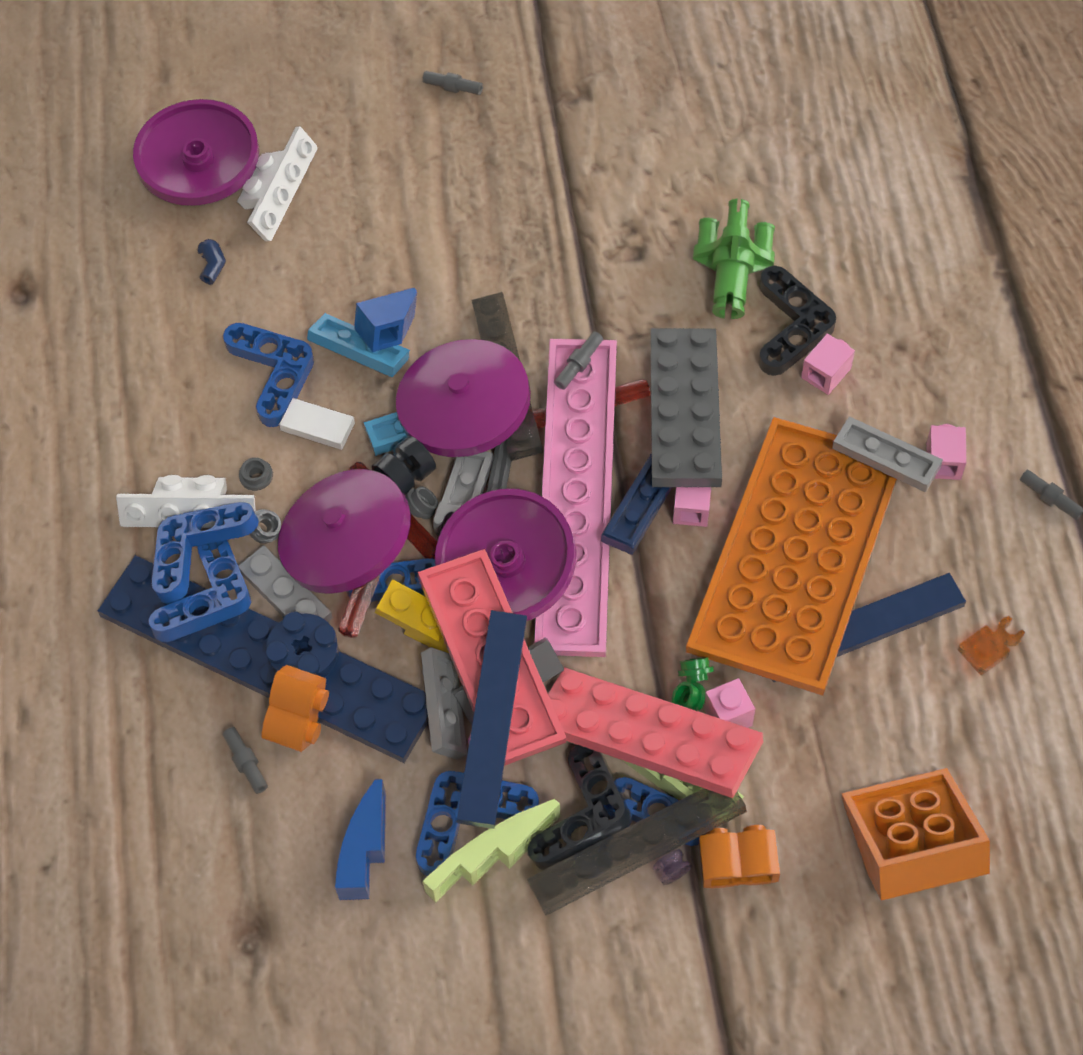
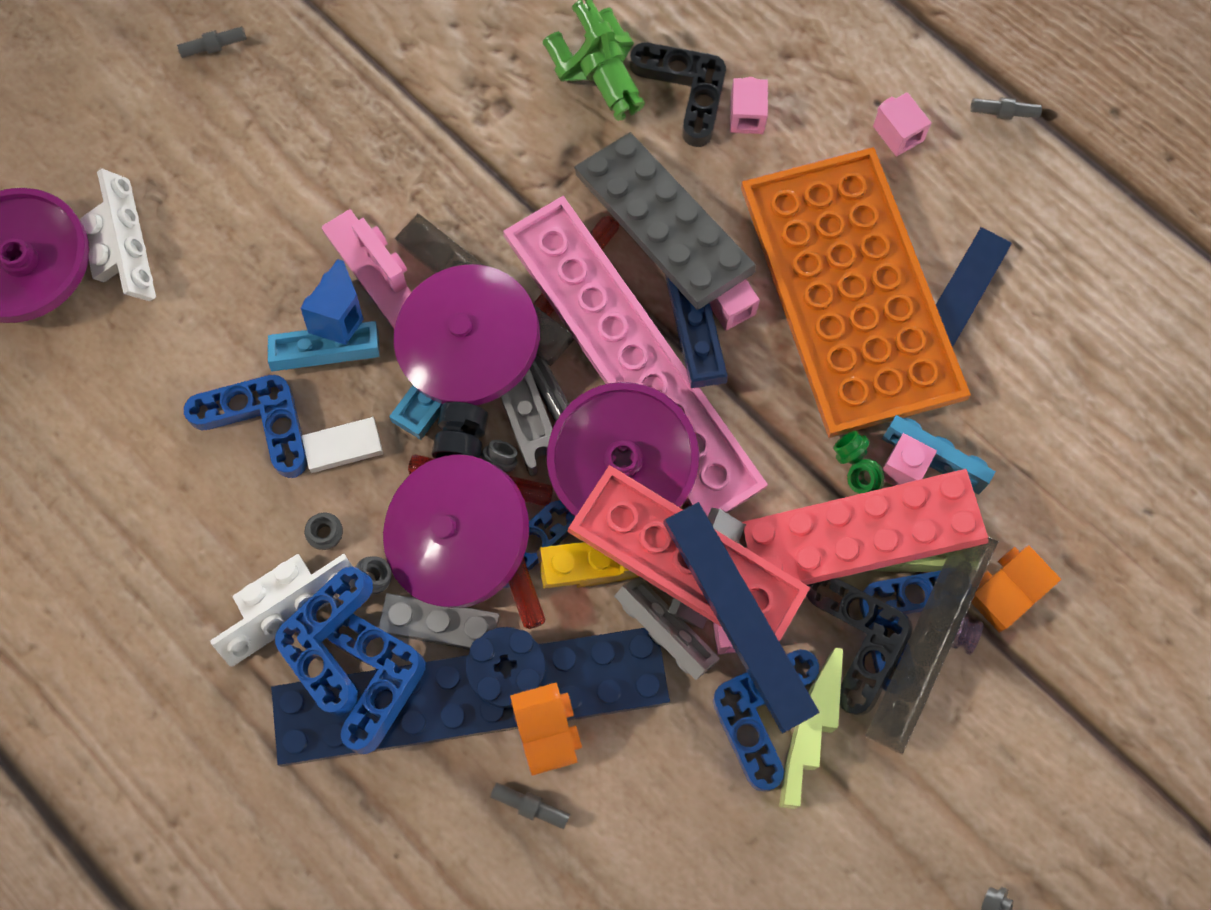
camera: 40 degrees left, 10 degrees up
(215, 260) = (117, 349): dark blue arm -> none
(362, 845) = (698, 805): blue slope -> none
(438, 304) = (370, 262): none -> bright pink bracket
(578, 360) = (548, 235): dark grey bar -> none
(766, 720) = (947, 456): none -> dark azure plate
(887, 454) = (866, 155): light grey plate -> none
(917, 834) = (1128, 466): orange slope -> none
(989, 648) = (1055, 270): clear orange plate -> none

